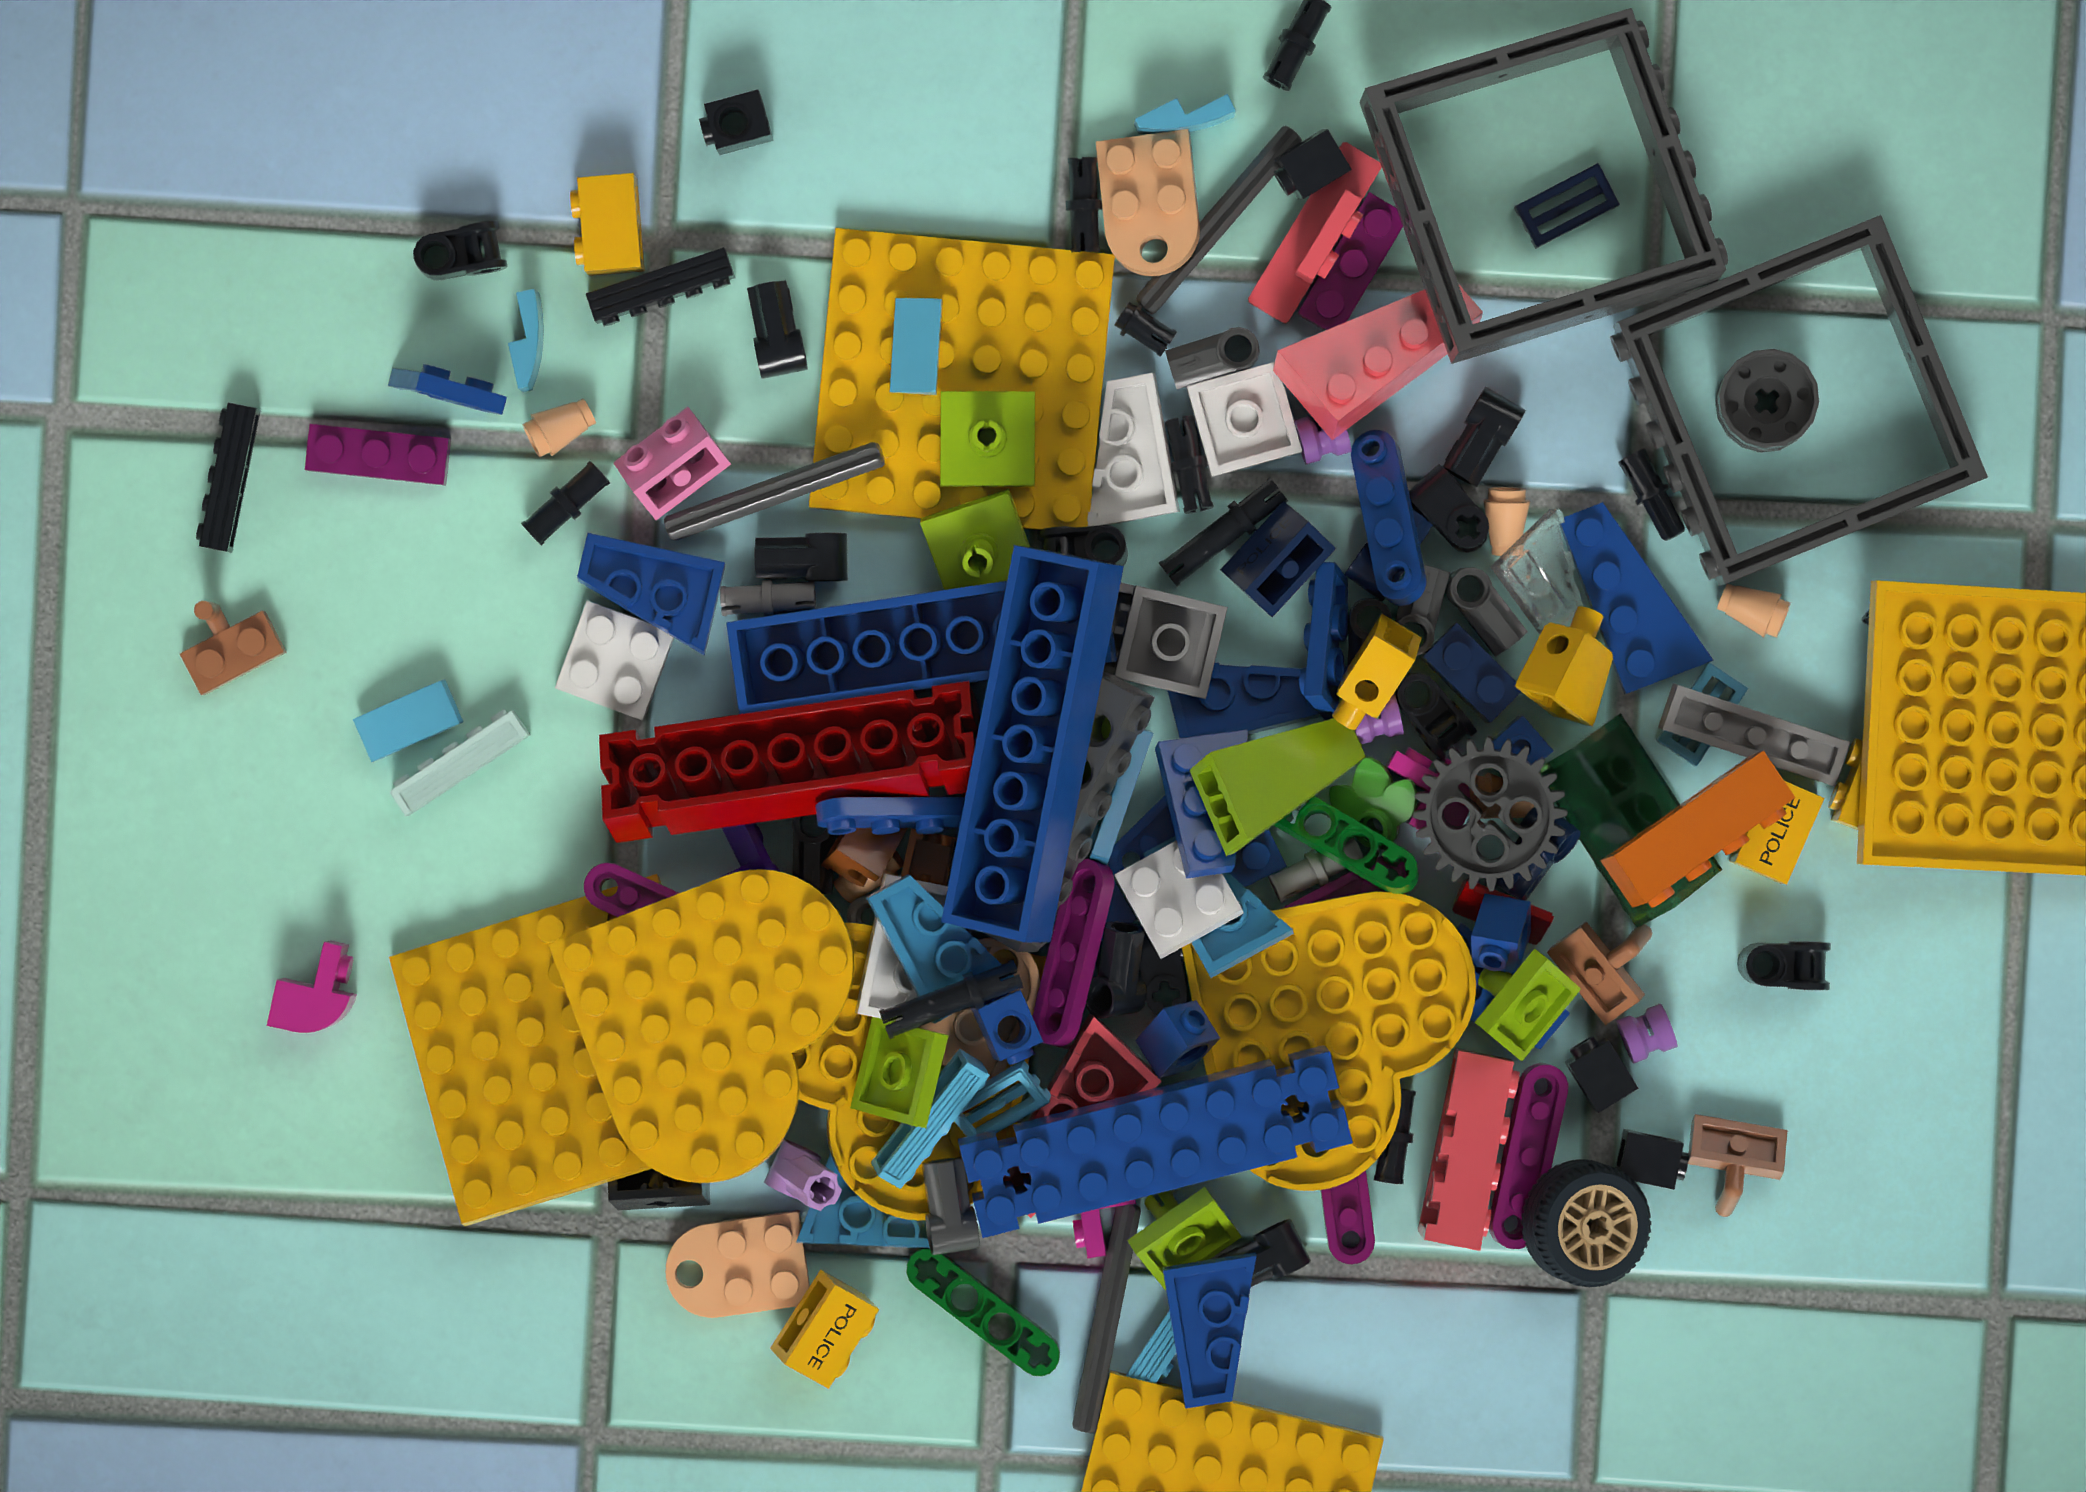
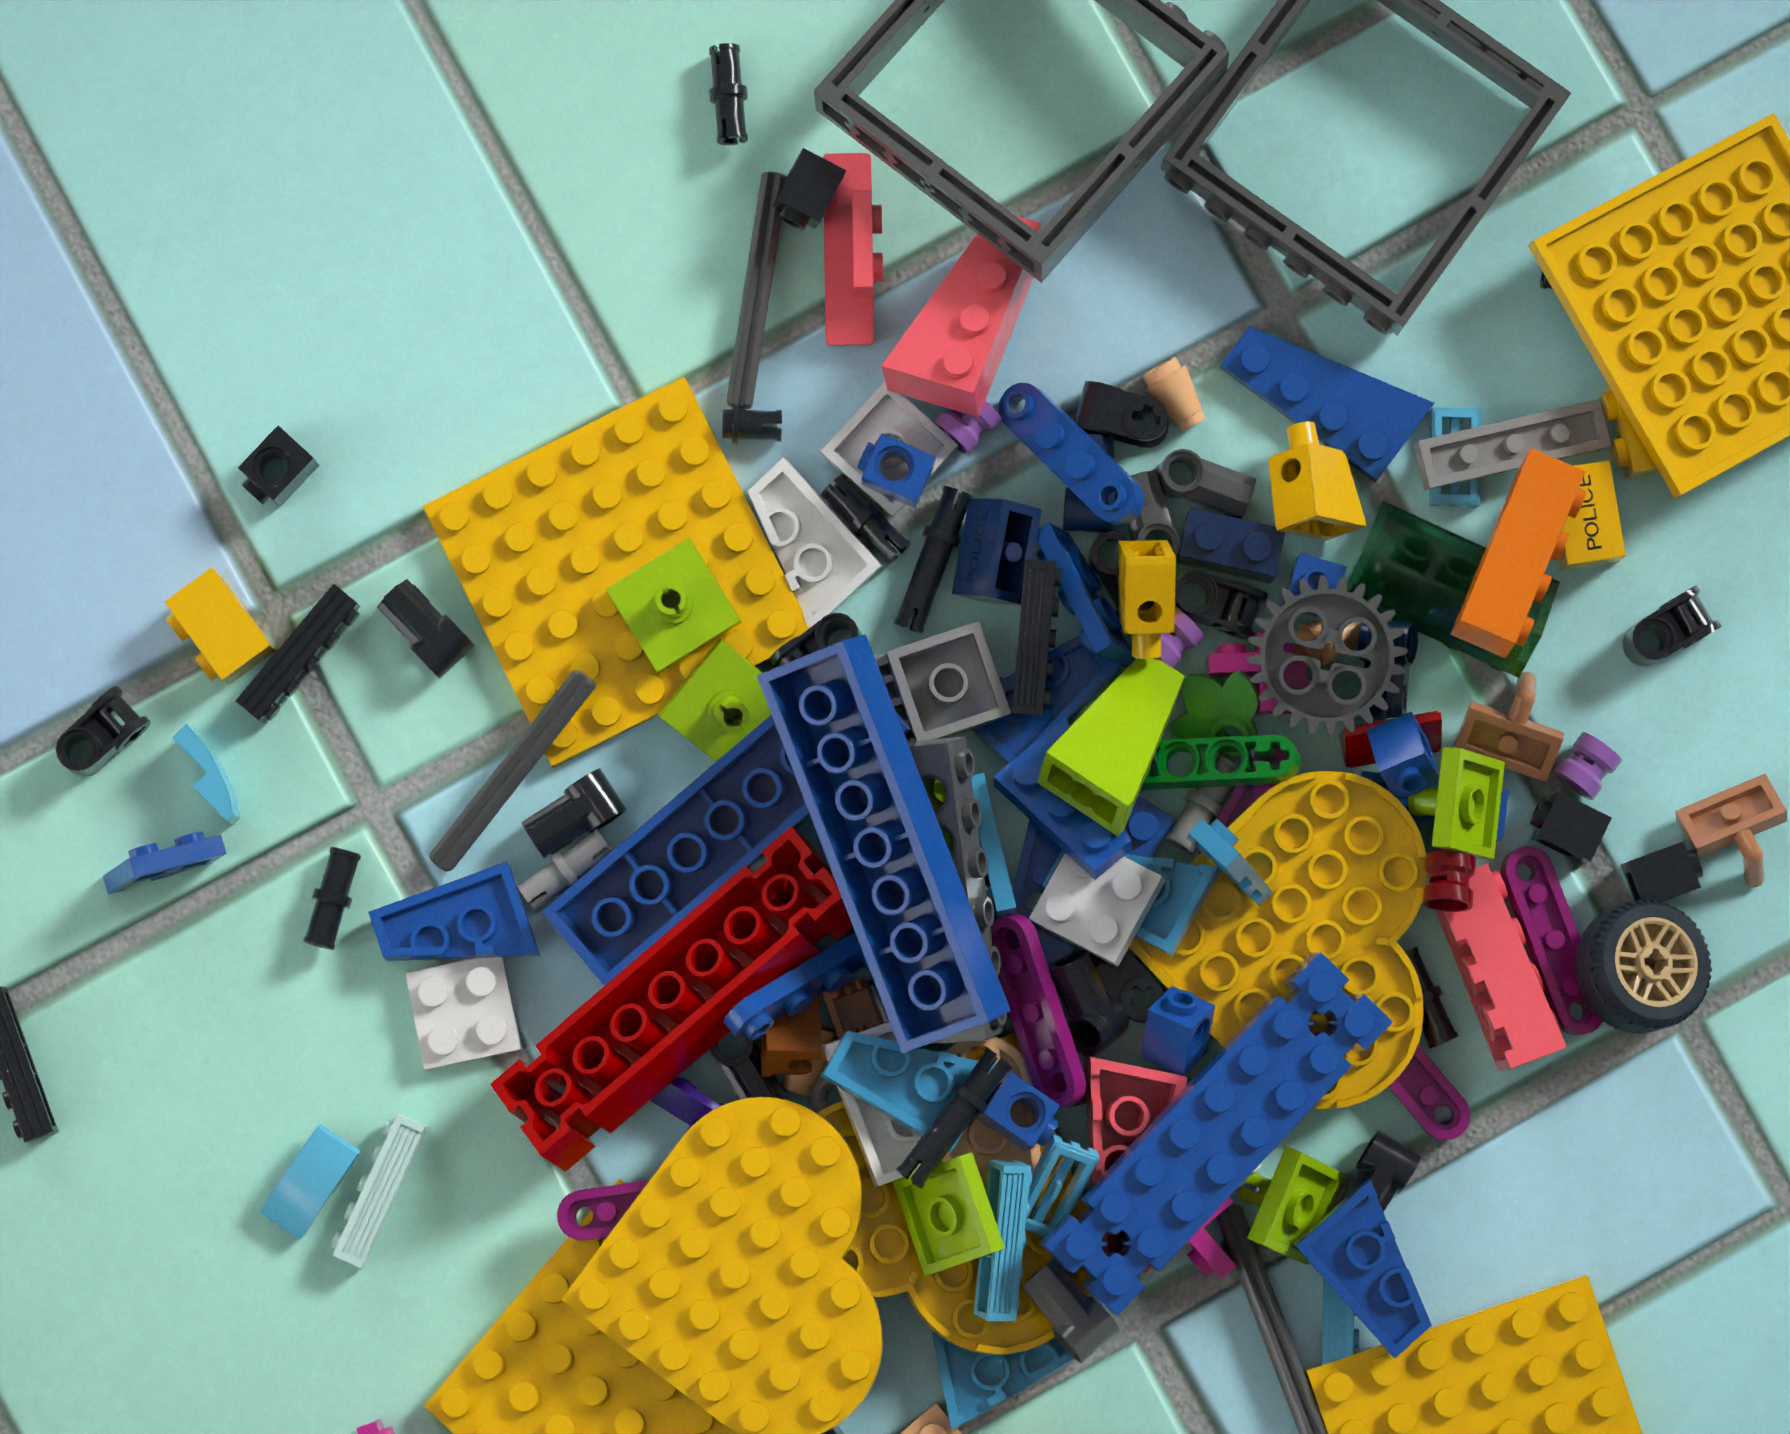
camera: 30 degrees left, 5 degrees down
(231, 649) = (110, 1218): nougat plate -> none
(377, 454) = (136, 961): magenta plate -> none
(558, 426) = (283, 835): light nougat cone -> none
(671, 463) = (405, 802): bright pink brick -> none
(802, 1176) = (921, 1367): lavender piece -> none
(916, 345) = (558, 563): medium azure slope -> none
(979, 1316) = (1157, 1393): green beam -> none
(1083, 204) = (629, 349): black pin -> none
(1148, 197) = (683, 307): light nougat plate -> none
(1172, 117) = (661, 228): medium azure slope -> none
(1207, 358) = (823, 415): dark grey piece -> none
(1237, 463) = (906, 490): none -> blue brick
(1264, 649) = (1036, 636): none -> black piece
(1301, 914) = (1217, 844): none -> dark azure wing
(1359, 258) = (902, 244): magenta plate -> none
(1472, 1057) = (1449, 881): none -> dark red wheel
(1487, 428) = (1108, 325): black piece -> none
(1530, 224) = (1033, 125): dark blue tile -> none
(1541, 573) = (1235, 421): clear wing -> none
(1652, 494) = (1288, 292): black axle -> none
(1754, 608) = (1441, 336): light nougat cone -> none
(1767, 372) = (1331, 119): dark grey wheel -> none

